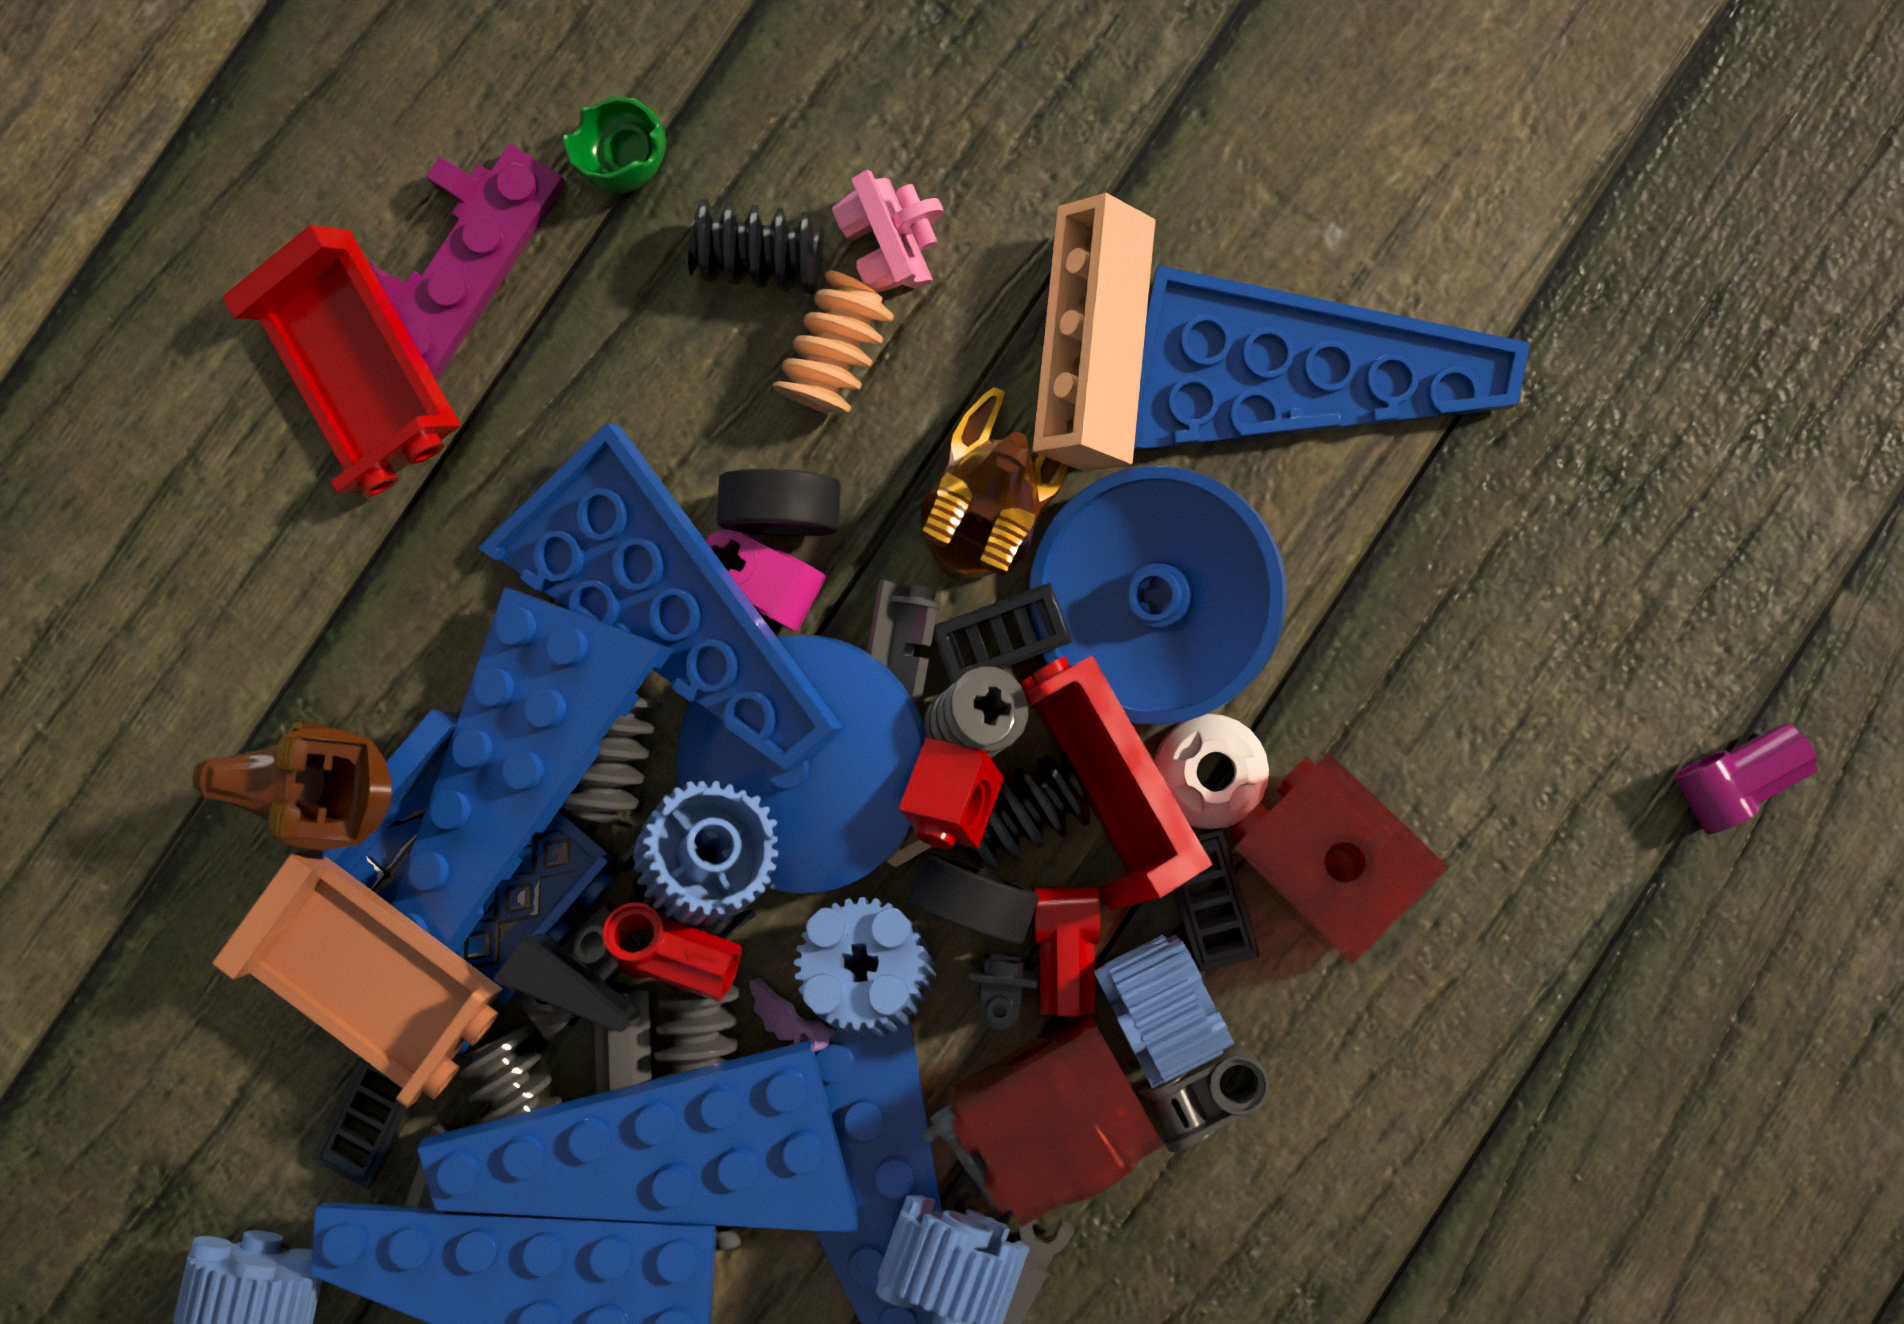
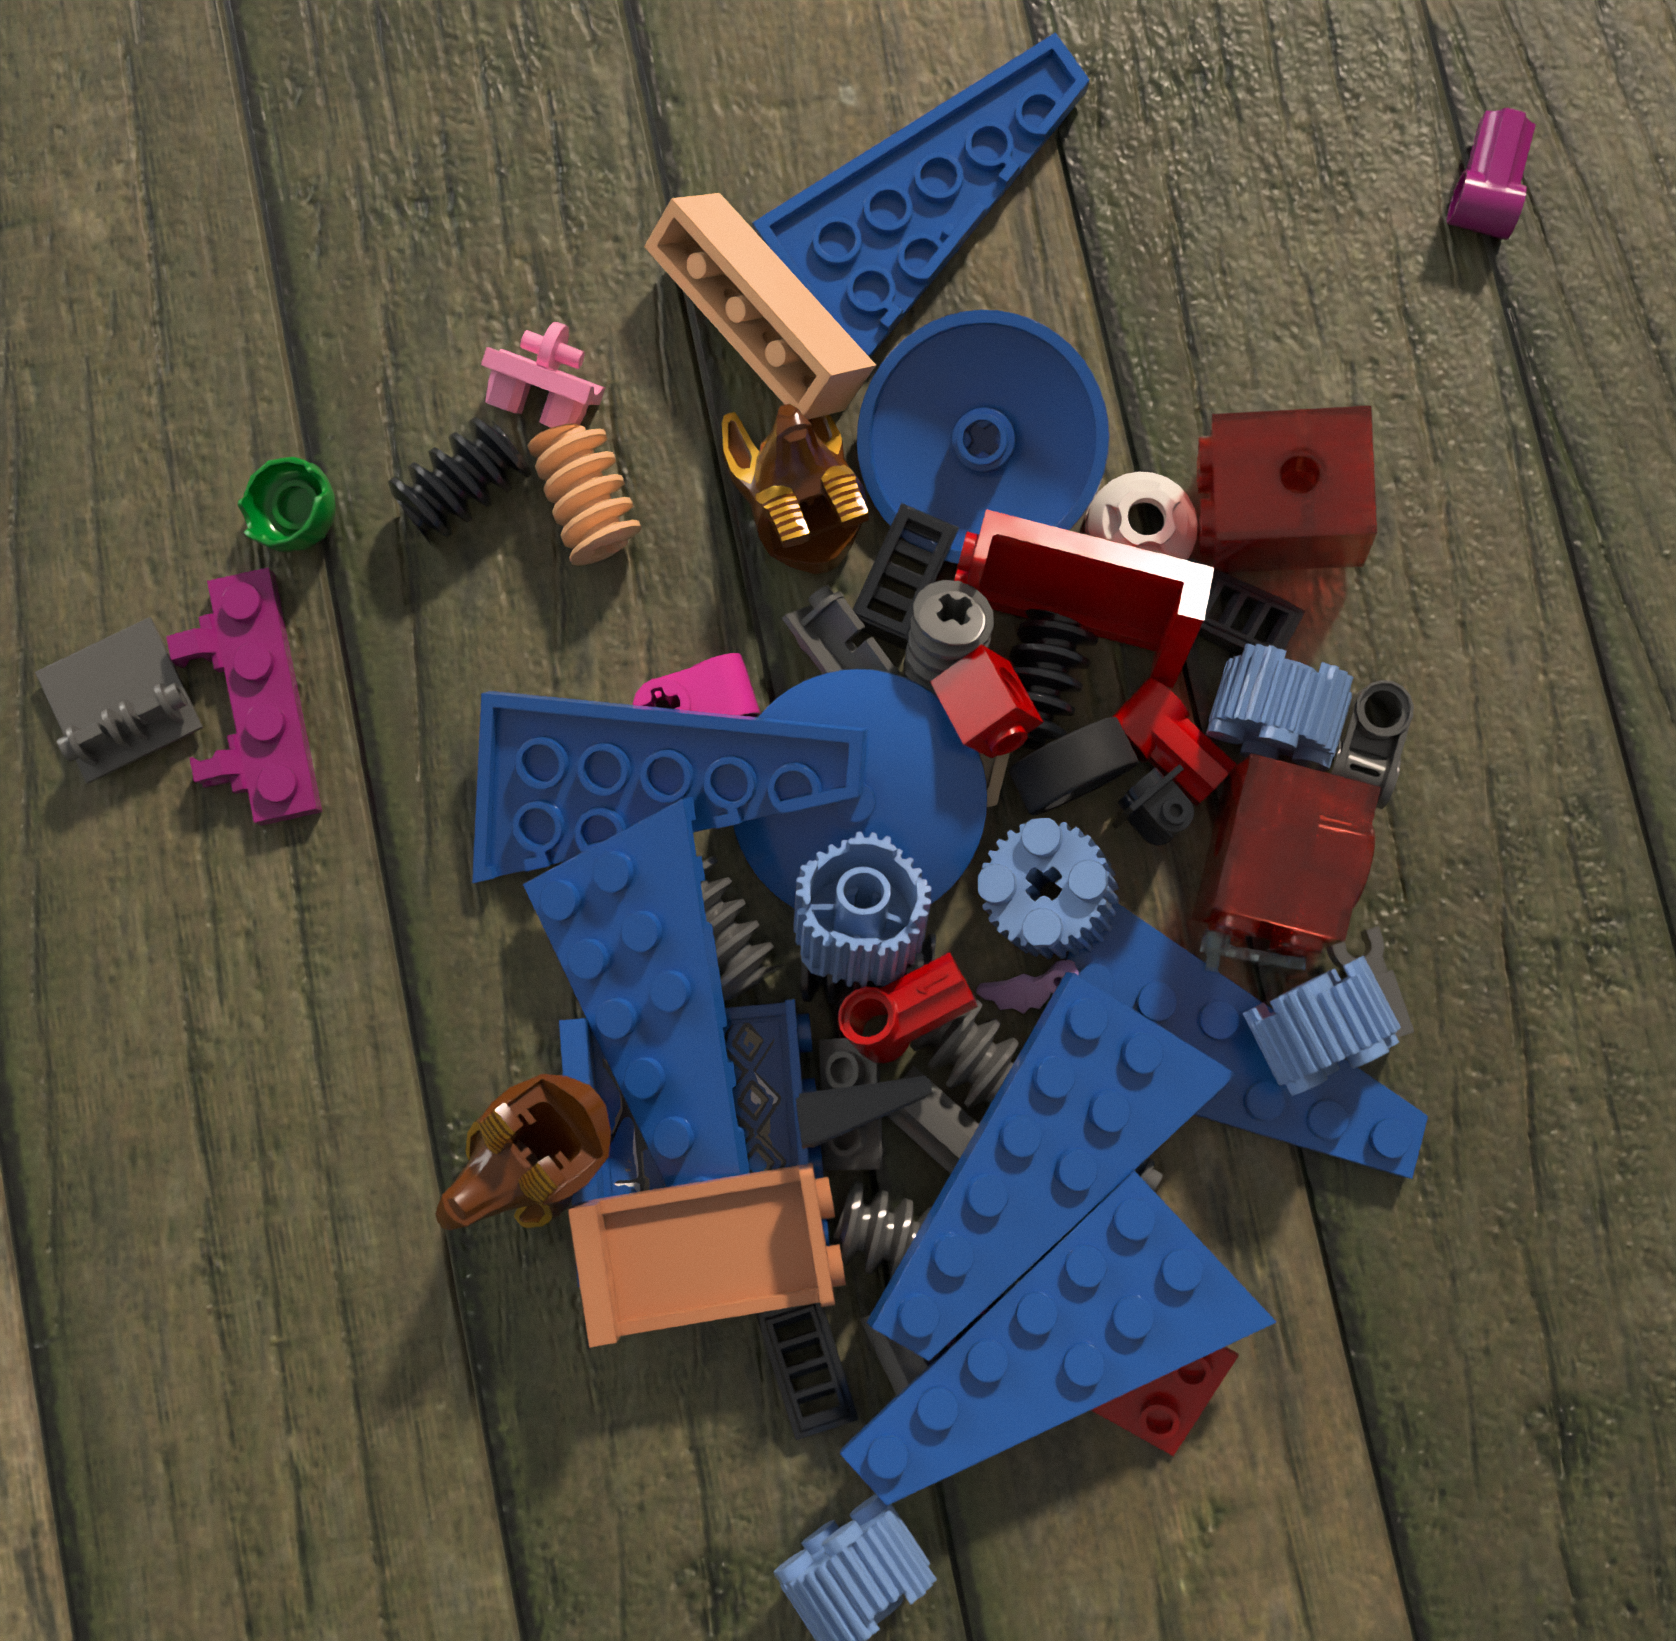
camera: 50 degrees left, 5 degrees down
(347, 357) = (243, 840): red panel -> none
(365, 168) = (118, 700): none -> dark grey hinge
(778, 502) = (658, 631): black tyre -> none

